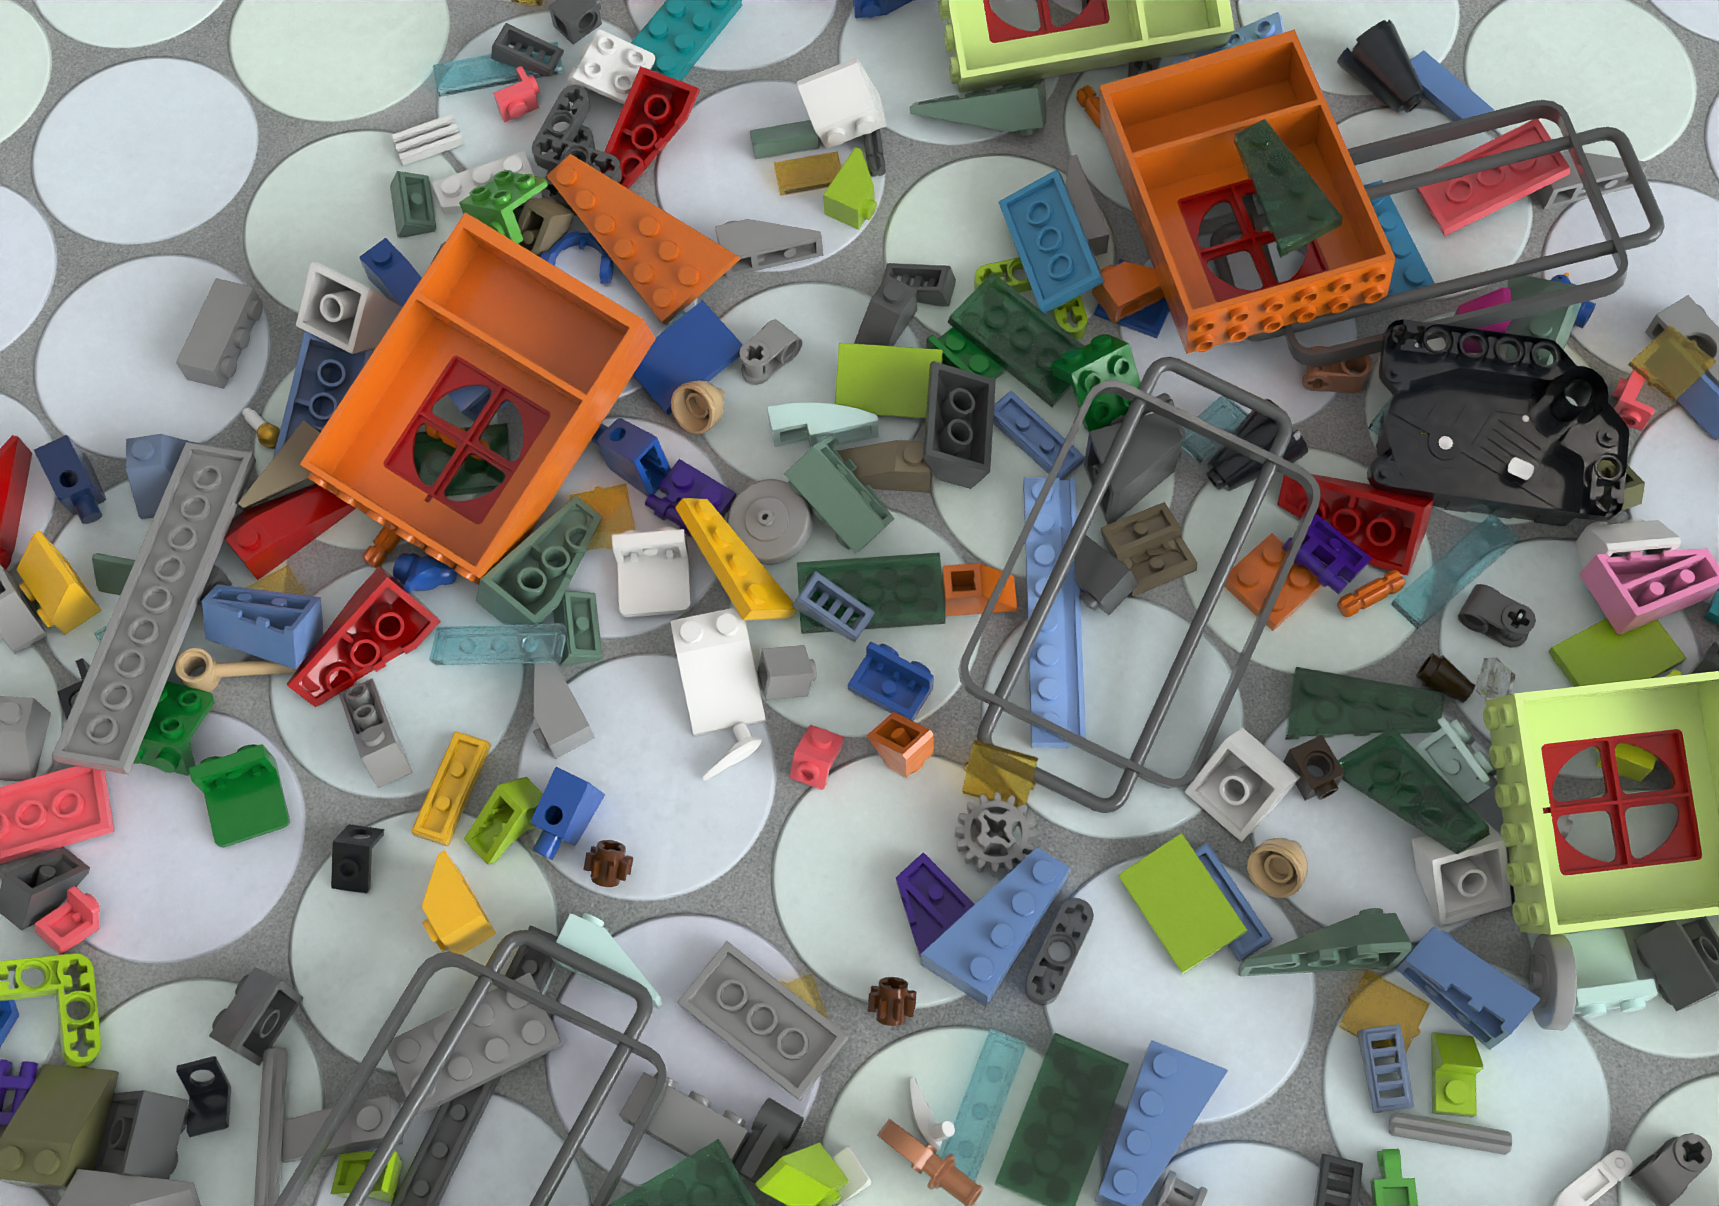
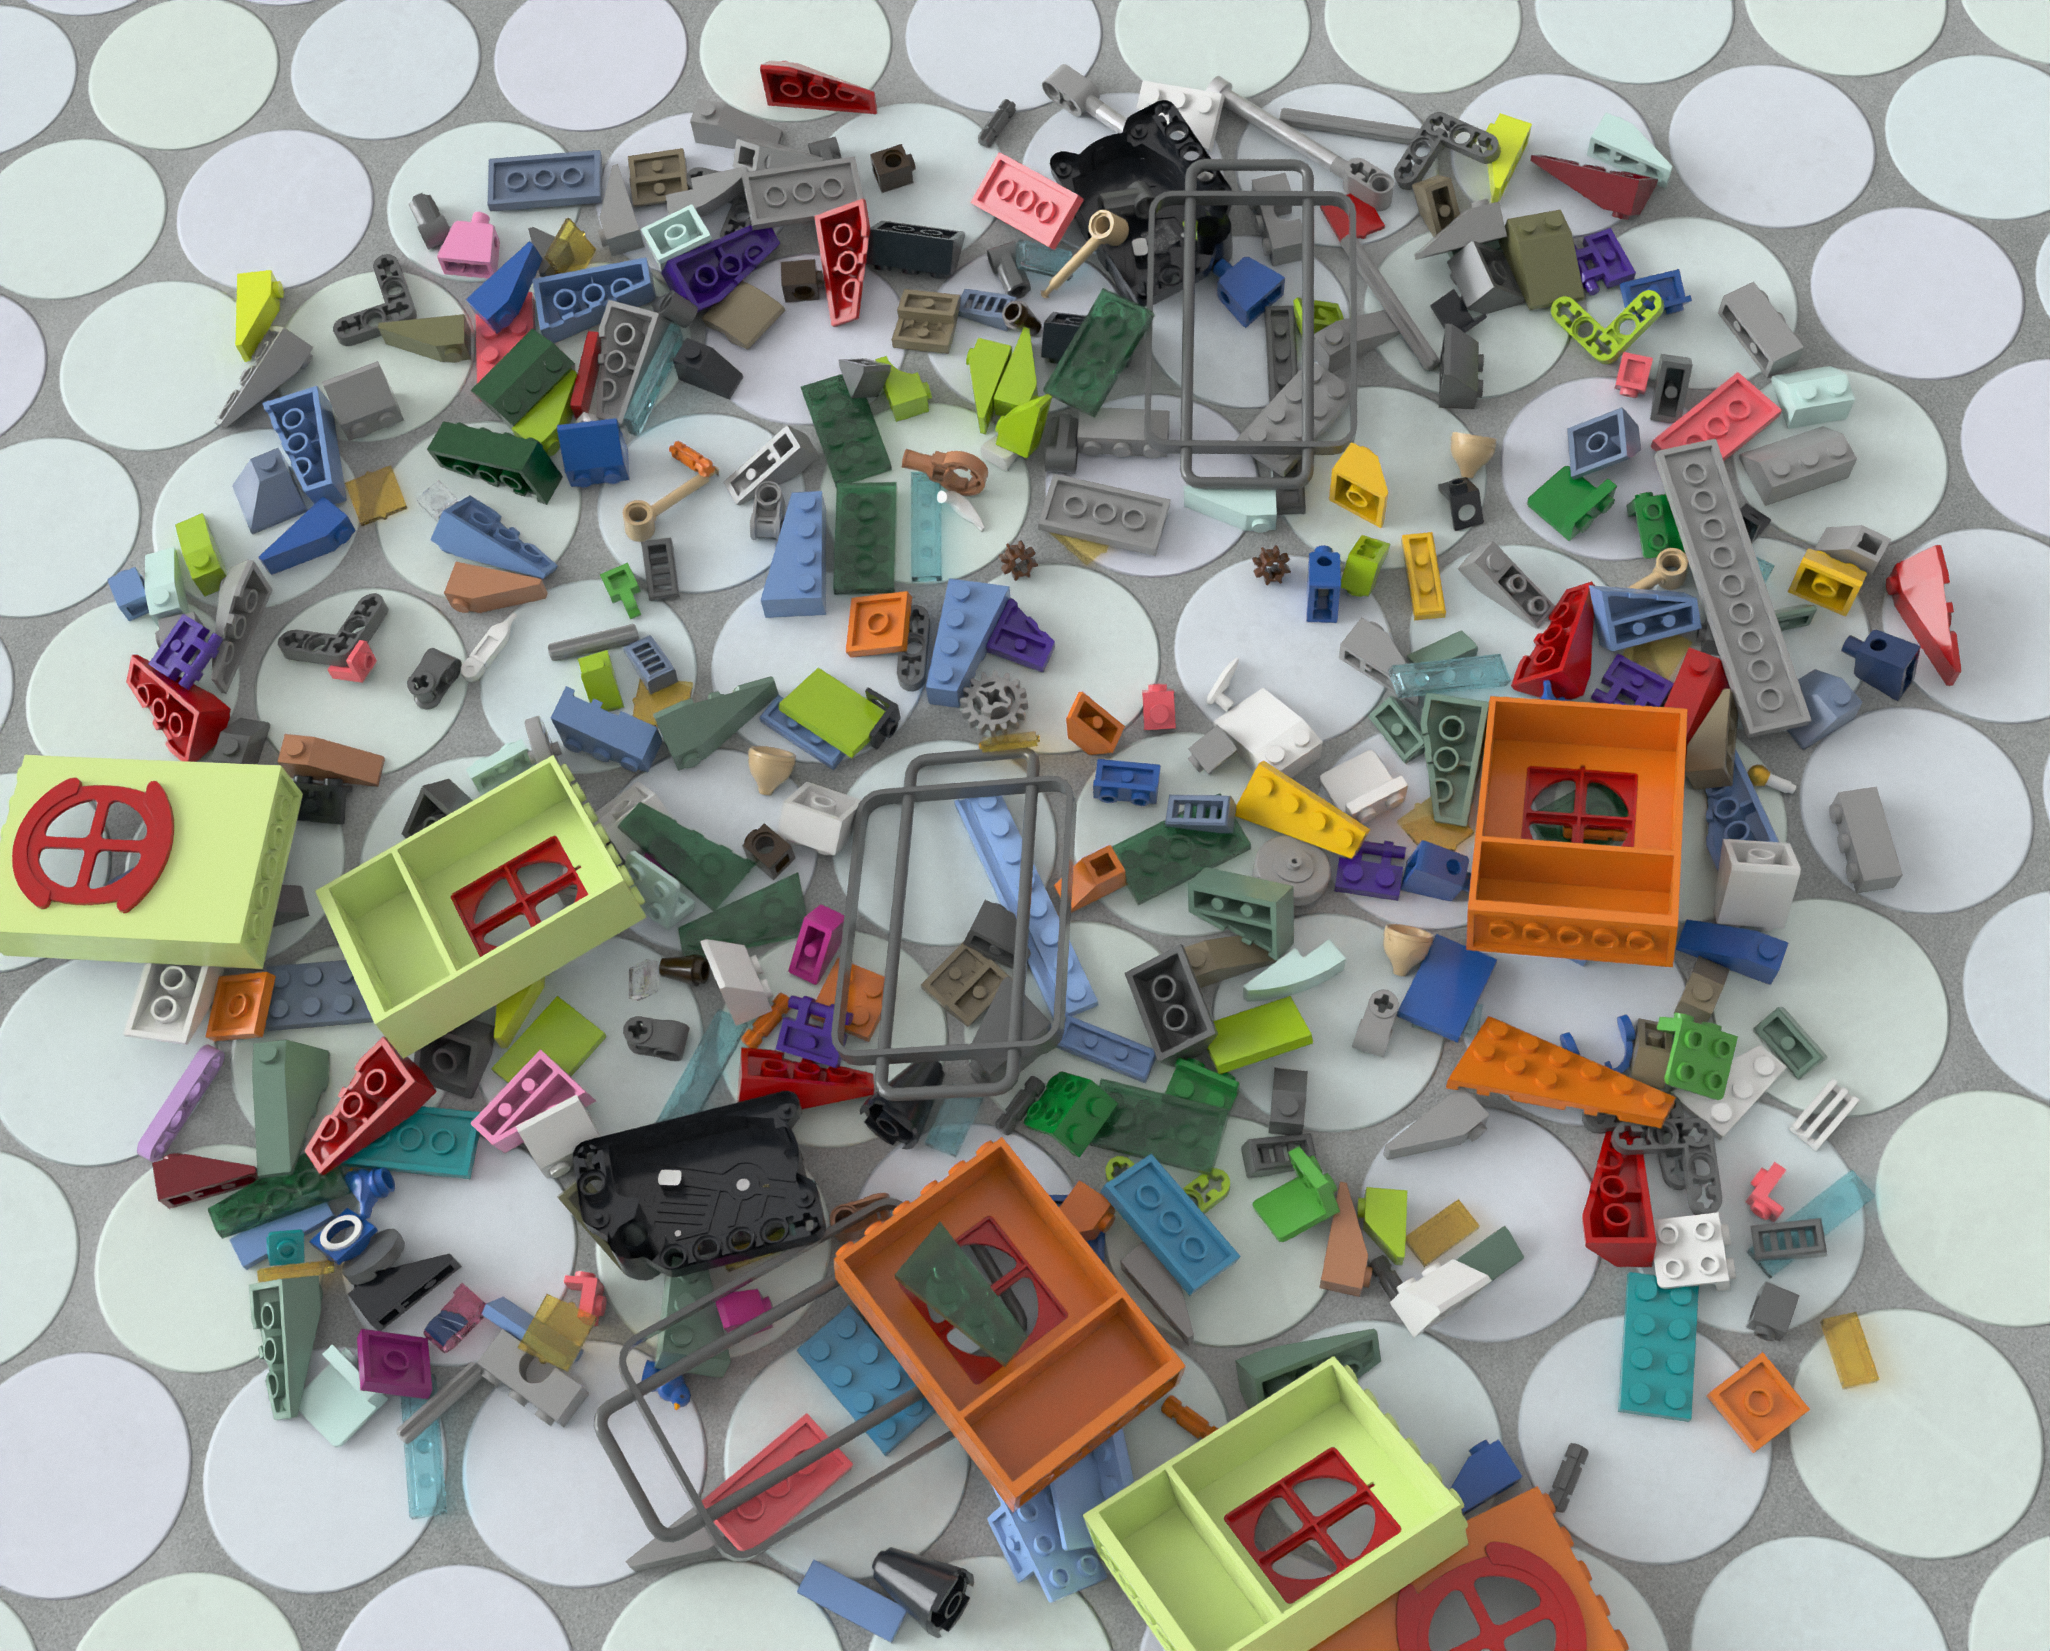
camera: 160 degrees right, 0 degrees up
(167, 838) = (1602, 442): none -> sand blue slope
(304, 907) = (1471, 452): none -> tan helmet
(317, 570) = (1633, 682): none -> dark purple plate
(487, 686) = (1451, 647): none -> sand green slope
(905, 177) = (1346, 1252): none -> nougat slope
(926, 226) = (1299, 1202): none -> bright green bracket
(1090, 993) = (879, 624): none -> orange tile
(1124, 860) = (888, 722): none -> black bracket
(1290, 646) = (817, 943): none -> dark pink slope
(1395, 625) = (738, 980): none -> white slope

